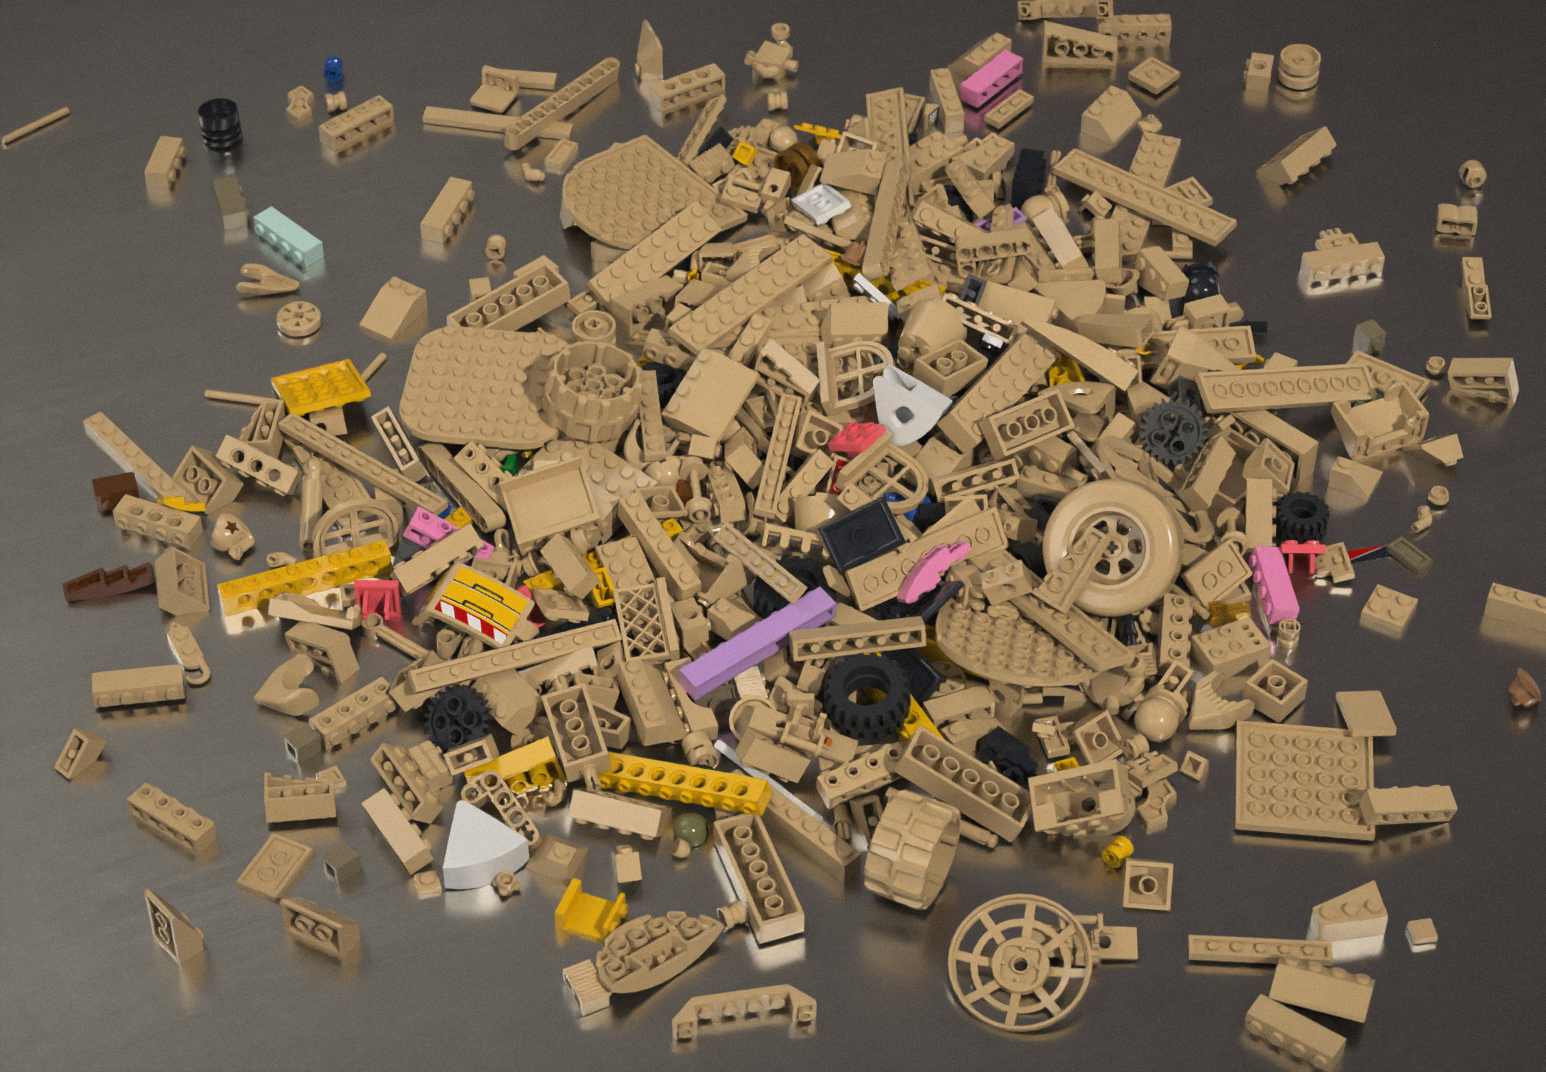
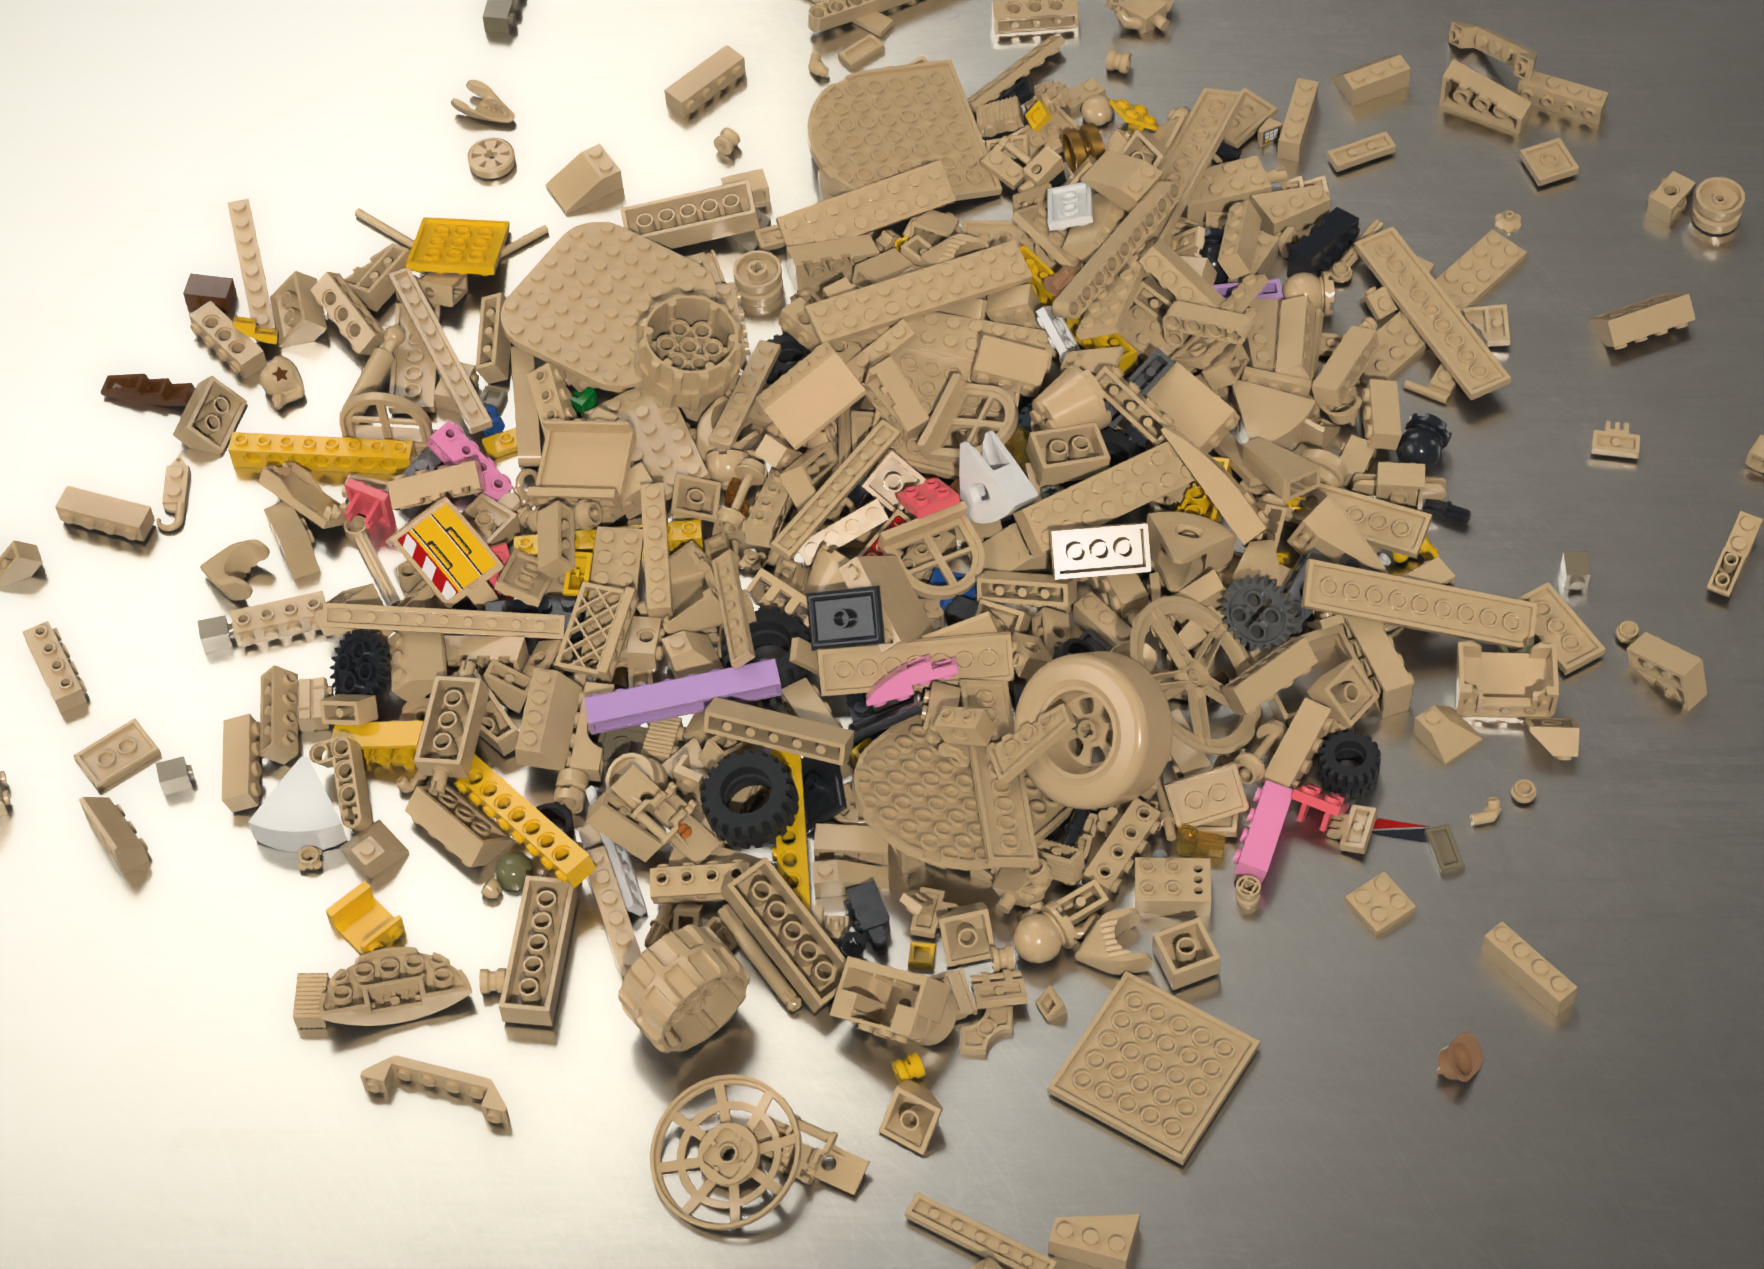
camera: 30 degrees right, 10 degrees up
(280, 558) = (316, 422): tan arm -> none
(288, 237) = (534, 61): light aqua brick -> none
(298, 799) = (171, 692): tan wedge -> none
(332, 774) = (221, 681): tan tile -> none
(427, 882) = (240, 828): tan plate -> none
(479, 287) = (679, 184): tan brick -> none
(626, 864) = (428, 884): tan slope -> none
(991, 78) = (1362, 108): bright pink brick -> none
(1110, 116) = (1466, 197): tan slope -> none
(1342, 262) = (1606, 467): tan brick -> none
(1366, 713) = (1267, 1018): tan tile -> none
(1408, 805) = (1235, 1142): tan brick -> none

